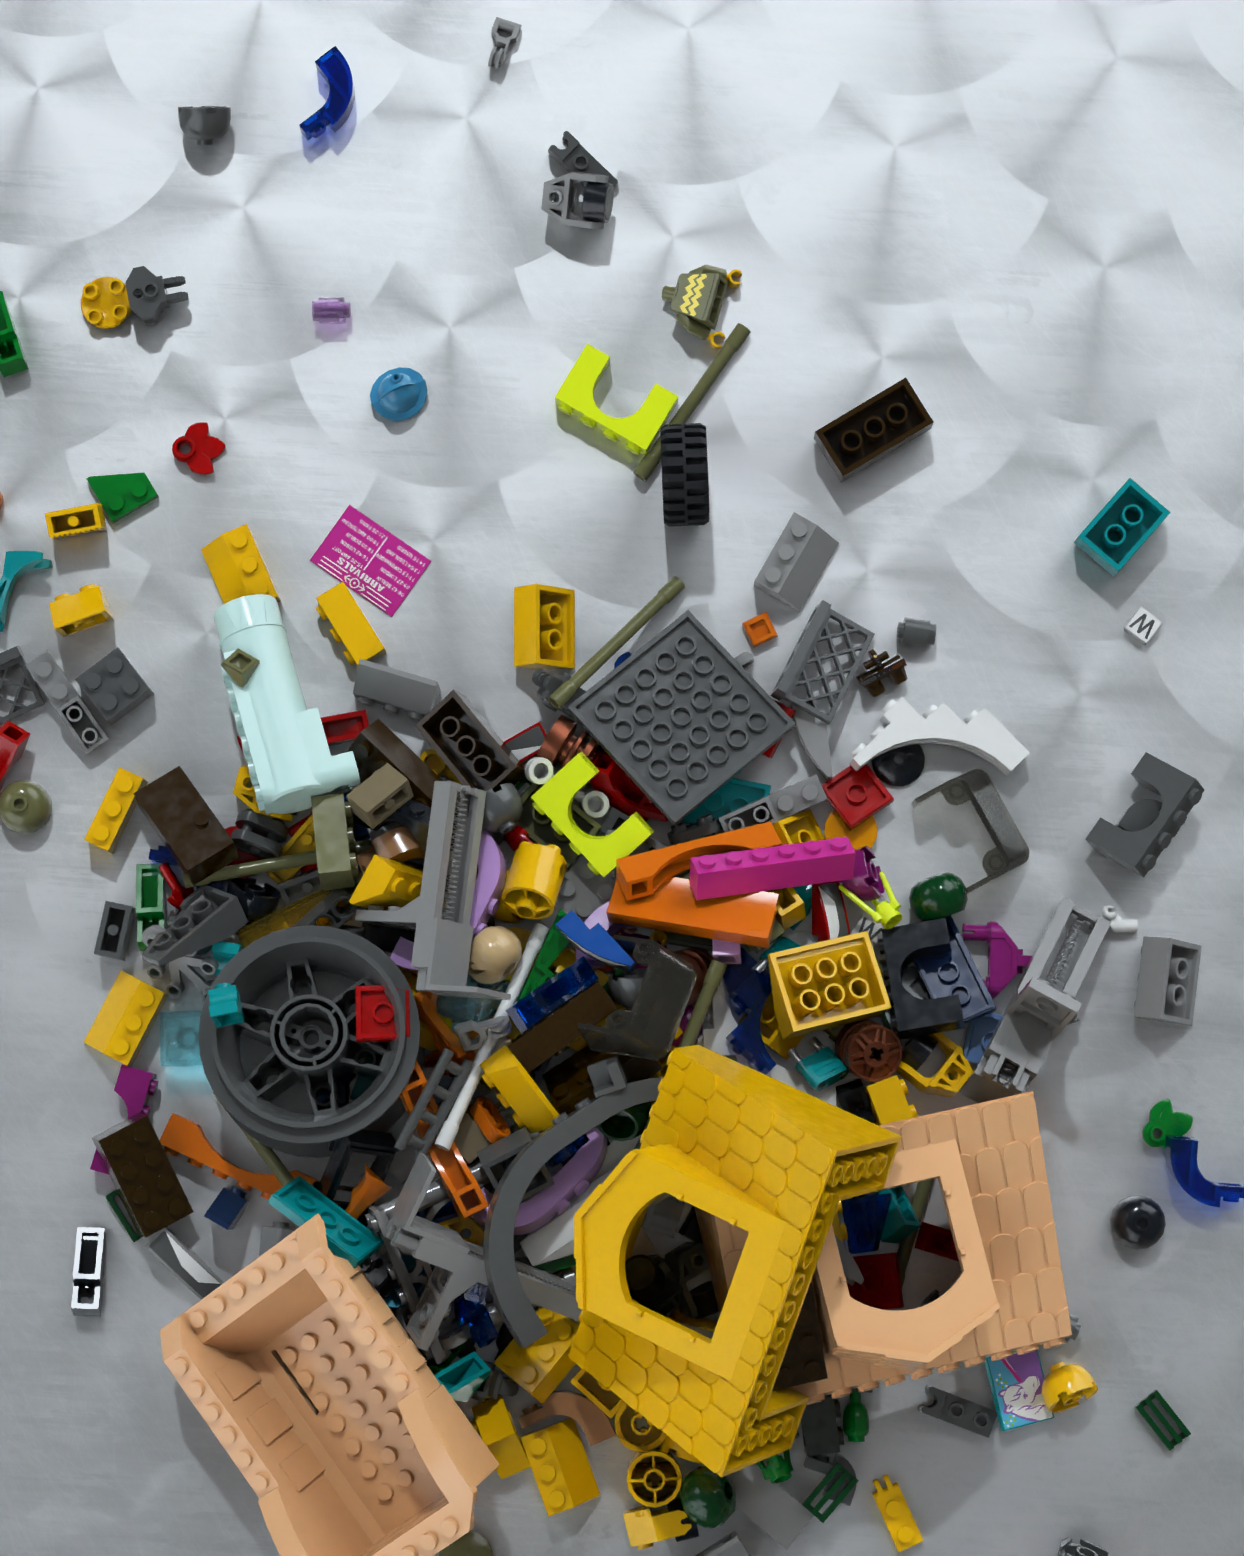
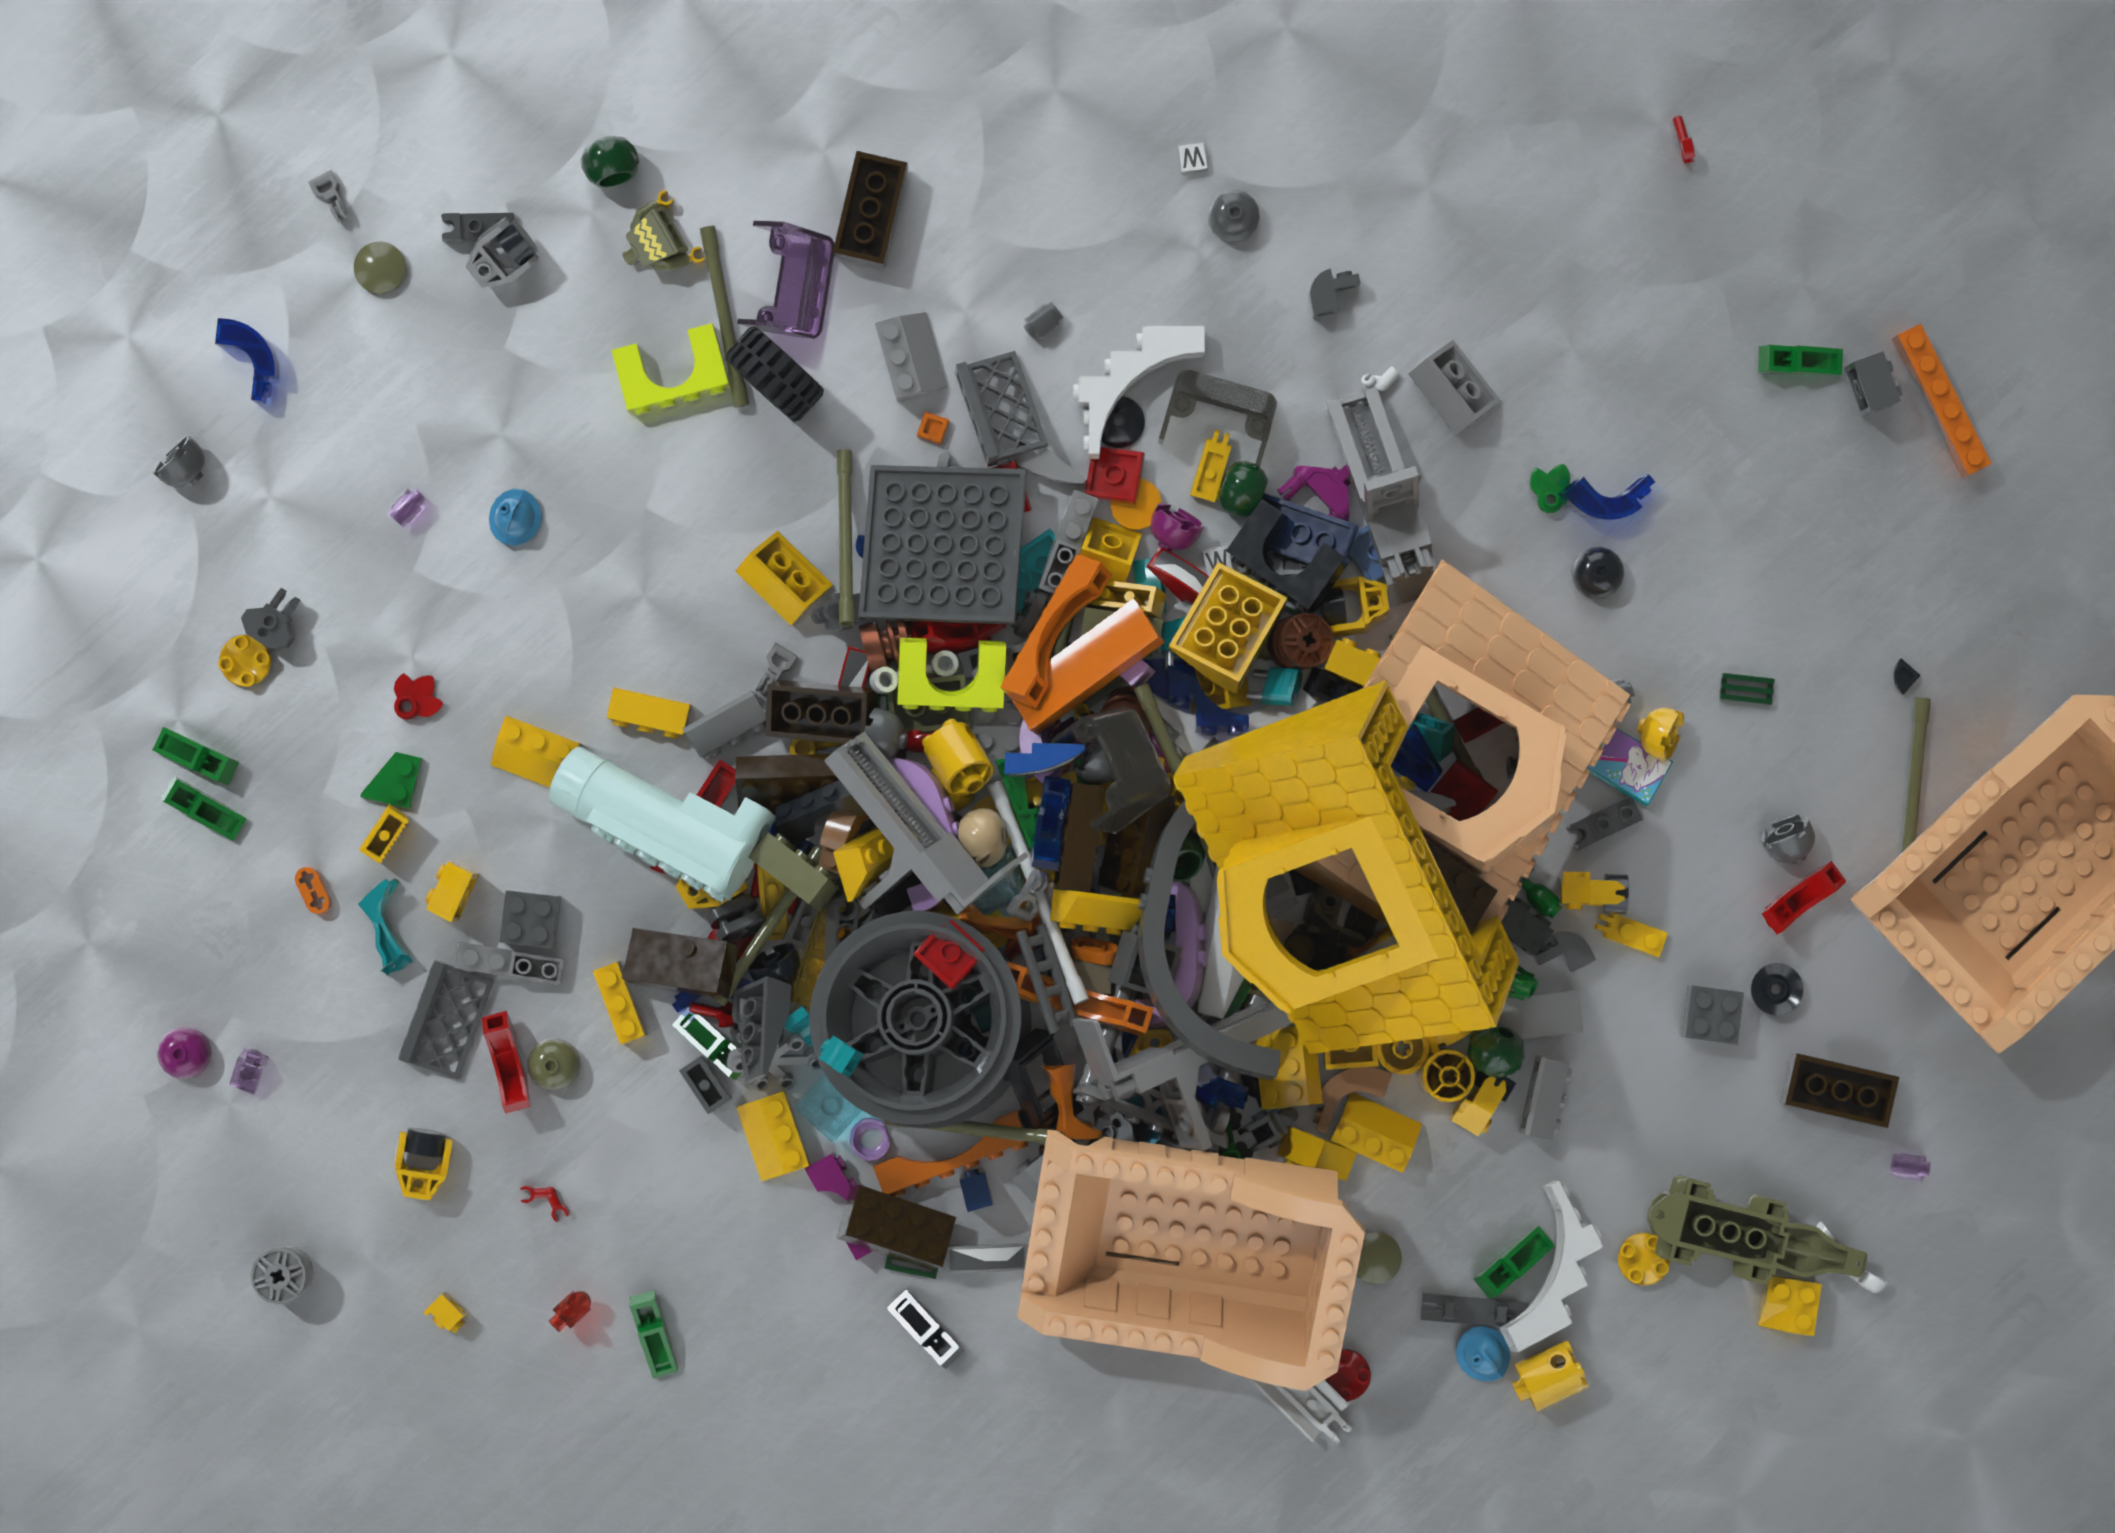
camera: 45 degrees left, 5 degrees up
(177, 1087) = (859, 1149): none -> lavender piece
(240, 666) = (608, 818): olive slope -> none
(344, 1233) = (1028, 1133): teal tile -> none
(370, 560) = (615, 653): dark pink sticker -> none
(380, 795) = (794, 808): dark tan brick -> none
(464, 1376) = (1252, 1138): teal slope -> none
(484, 125) = (379, 267): none -> olive dish
(488, 682) = (784, 654): none -> light grey piece
(607, 1076) = (1145, 840): dark grey panel -> none
(722, 212) = (609, 161): none -> dark green piece
(772, 432) = (801, 281): none -> clear purple windscreen
(772, 868) = (1111, 585): dark pink brick -> none
(815, 1510) = (1584, 964): dark green tile -> none
(872, 678) = (1042, 371): dark brown hips -> none
(885, 912) = (1217, 537): neon yellow plant -> none
(910, 1467) = (1579, 890): none -> yellow piece
(931, 860) = (1211, 468): none -> yellow hinge
(1121, 527) = (1110, 104): teal brick -> none
(1131, 696) = (1233, 216): none -> dark grey cylinder
(1141, 848) = (1347, 315): dark grey arch -> none

